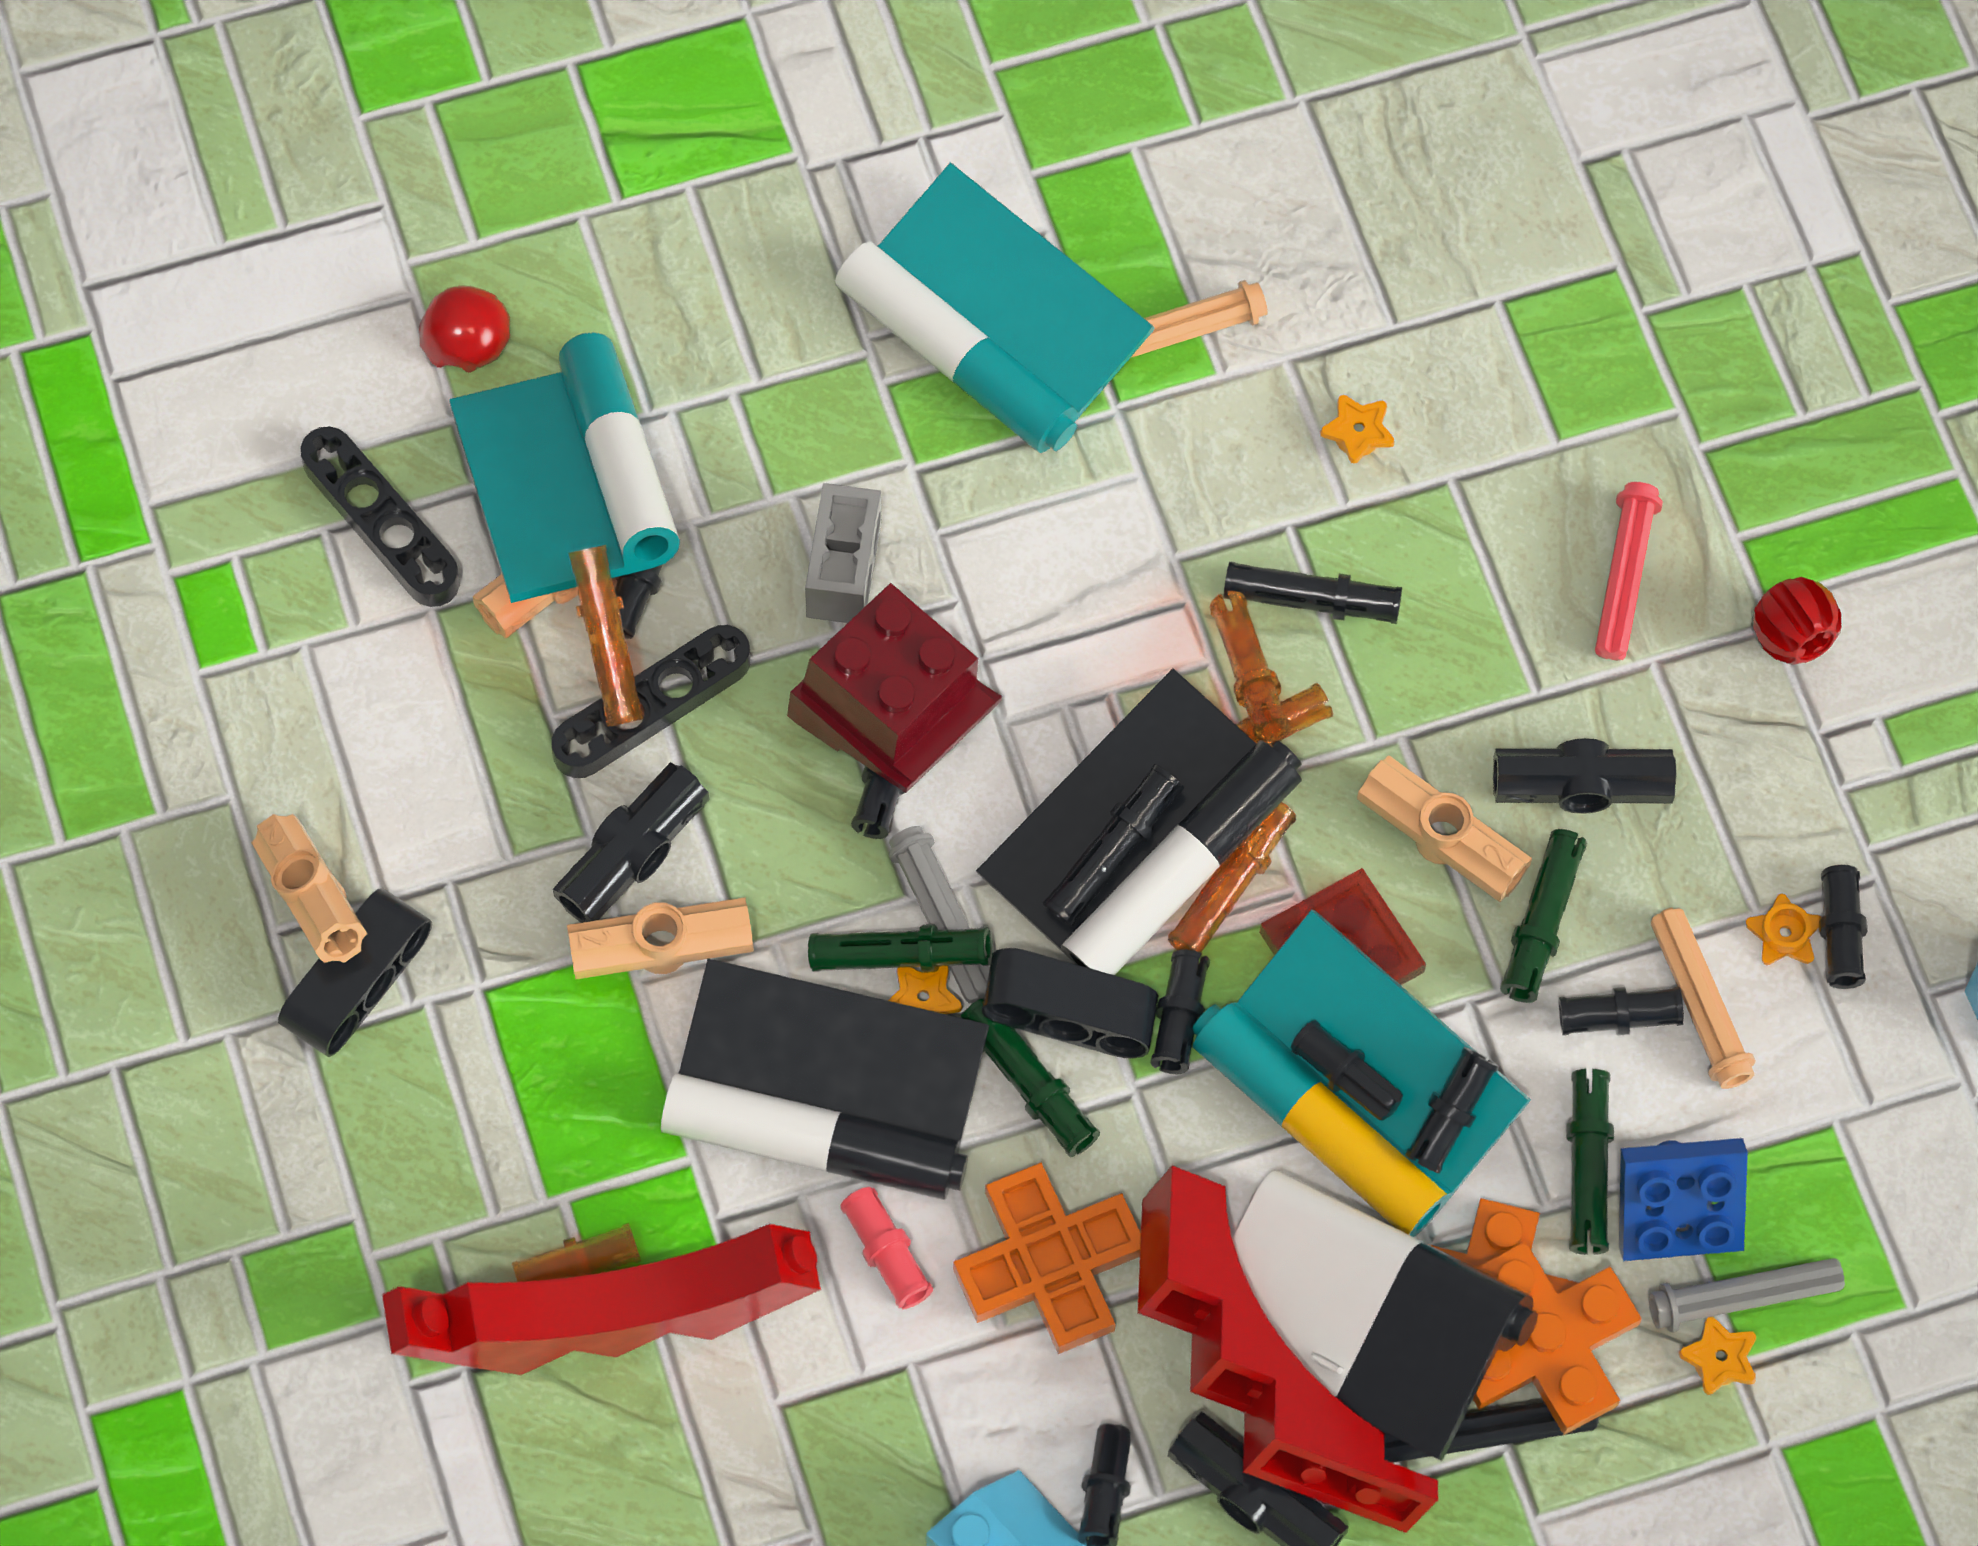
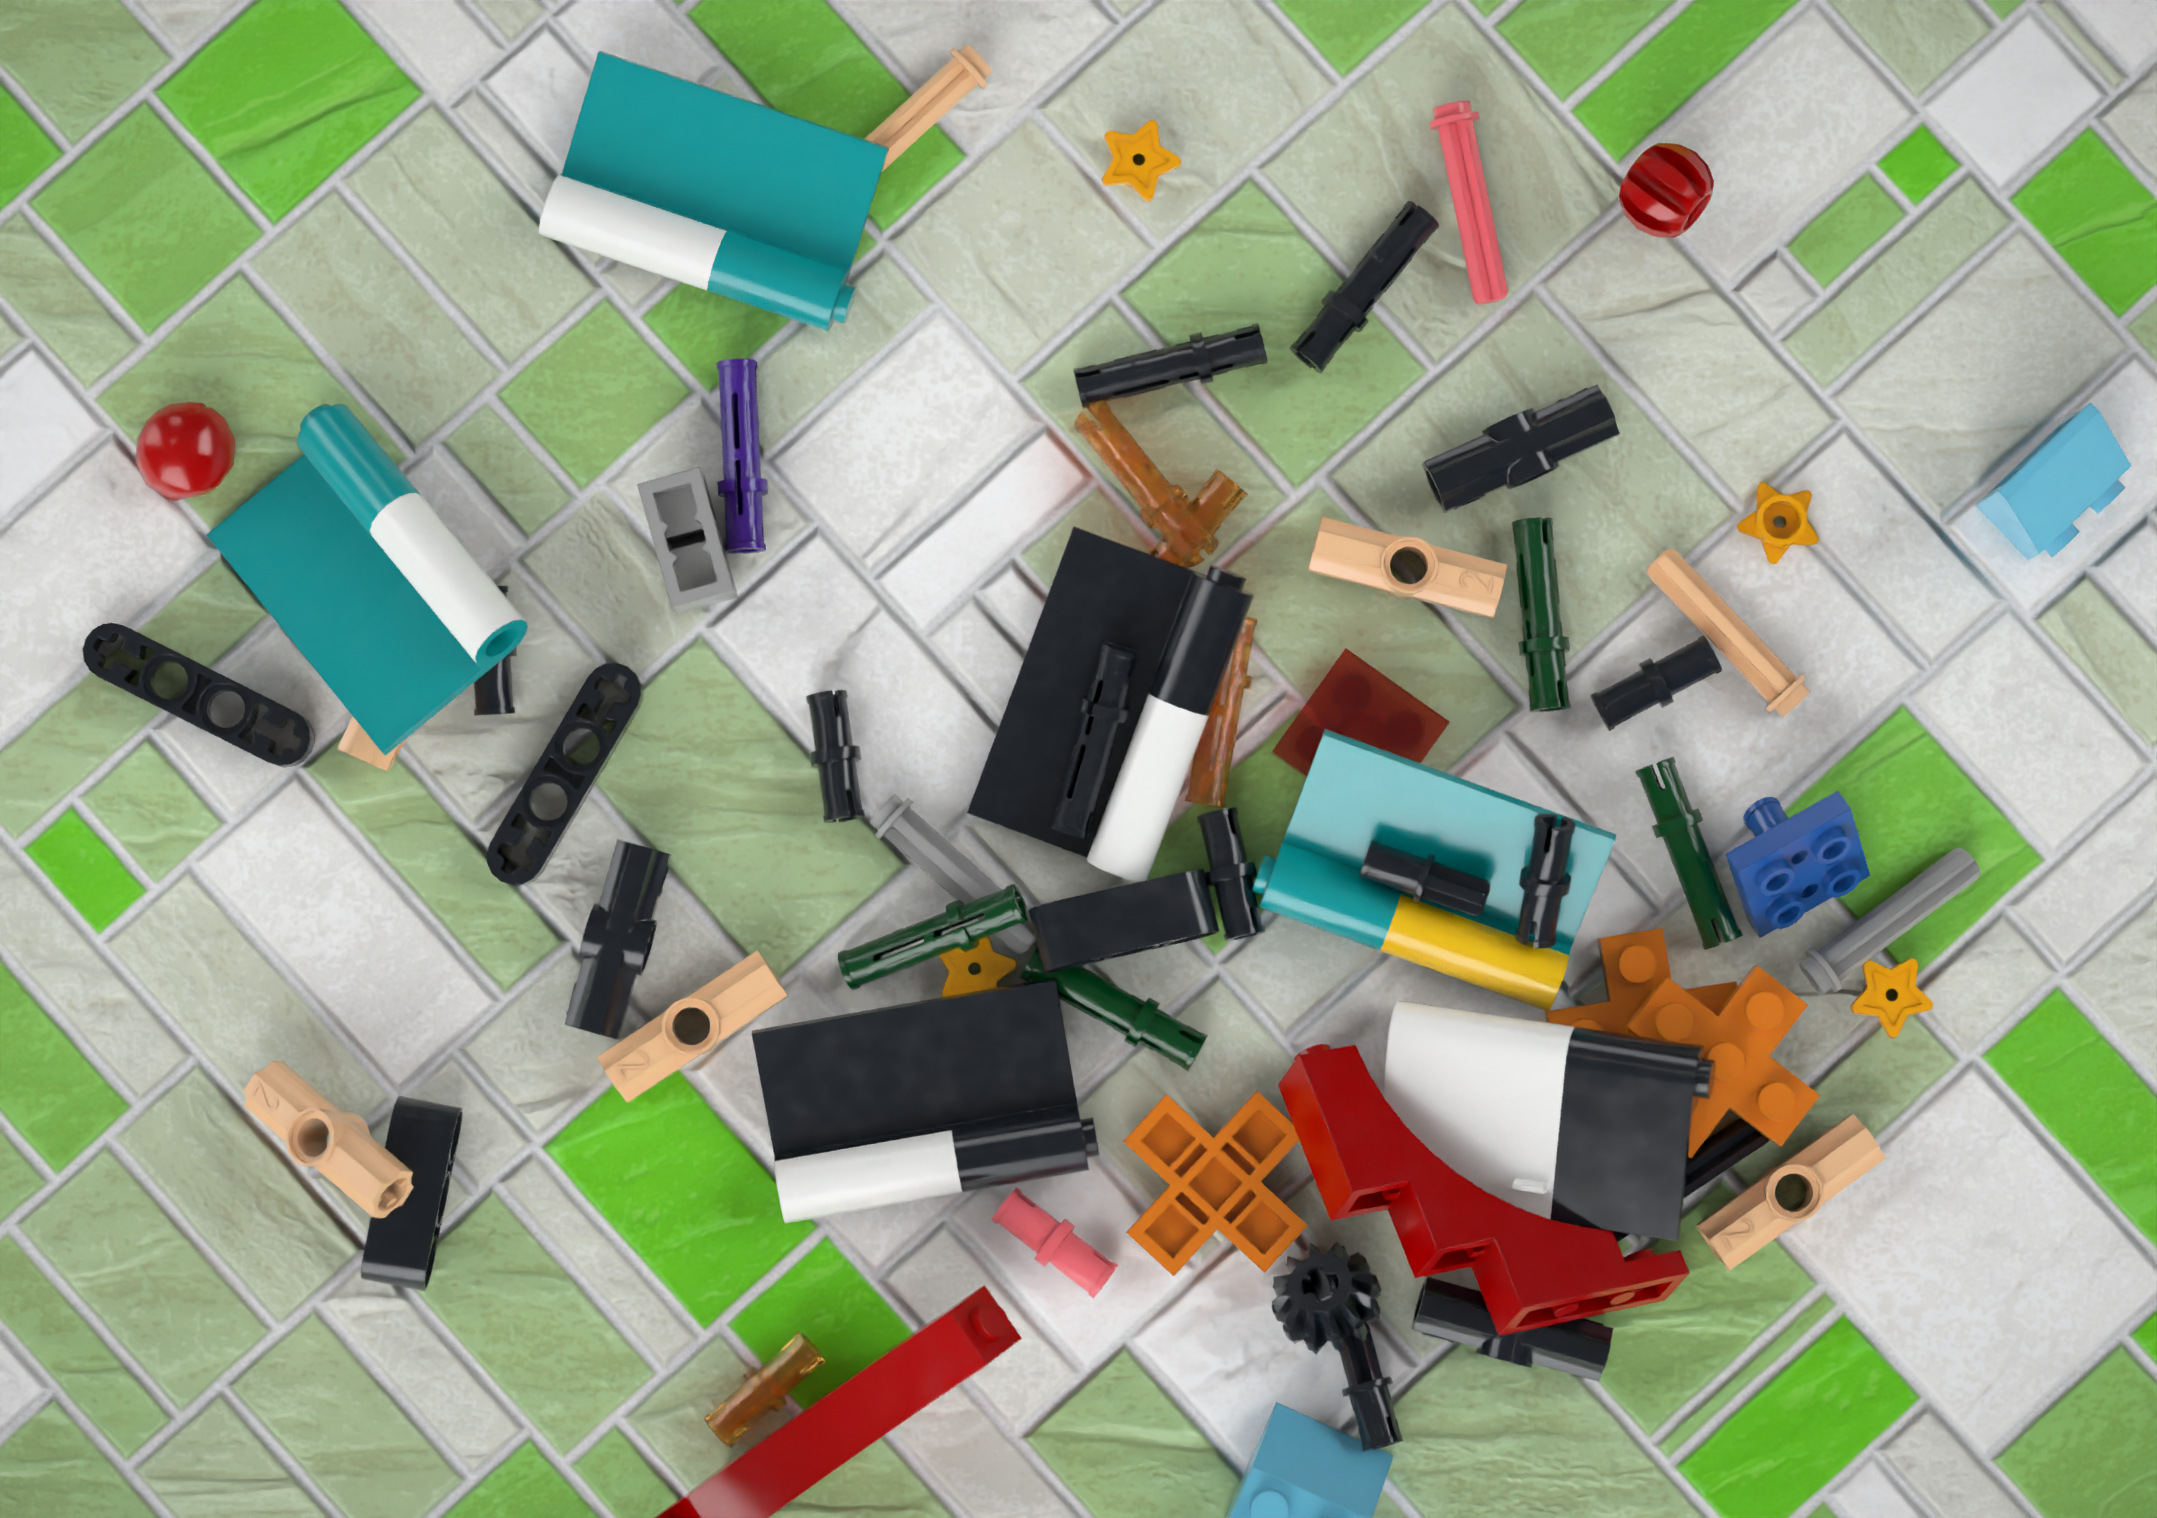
camera: 25 degrees left, 20 degrees up
(606, 636) = (482, 730): clear orange pin -> none
(892, 690) = (810, 677): dark red piece -> none
(910, 536) = (741, 457): none -> dark purple pin
(1104, 1388) = (1319, 1276): none -> black gear
(1484, 608) = (1354, 299): none -> black pin
(1598, 1471) = (1823, 1165): none -> light nougat piece
(1843, 927) = (1836, 497): black pin -> none

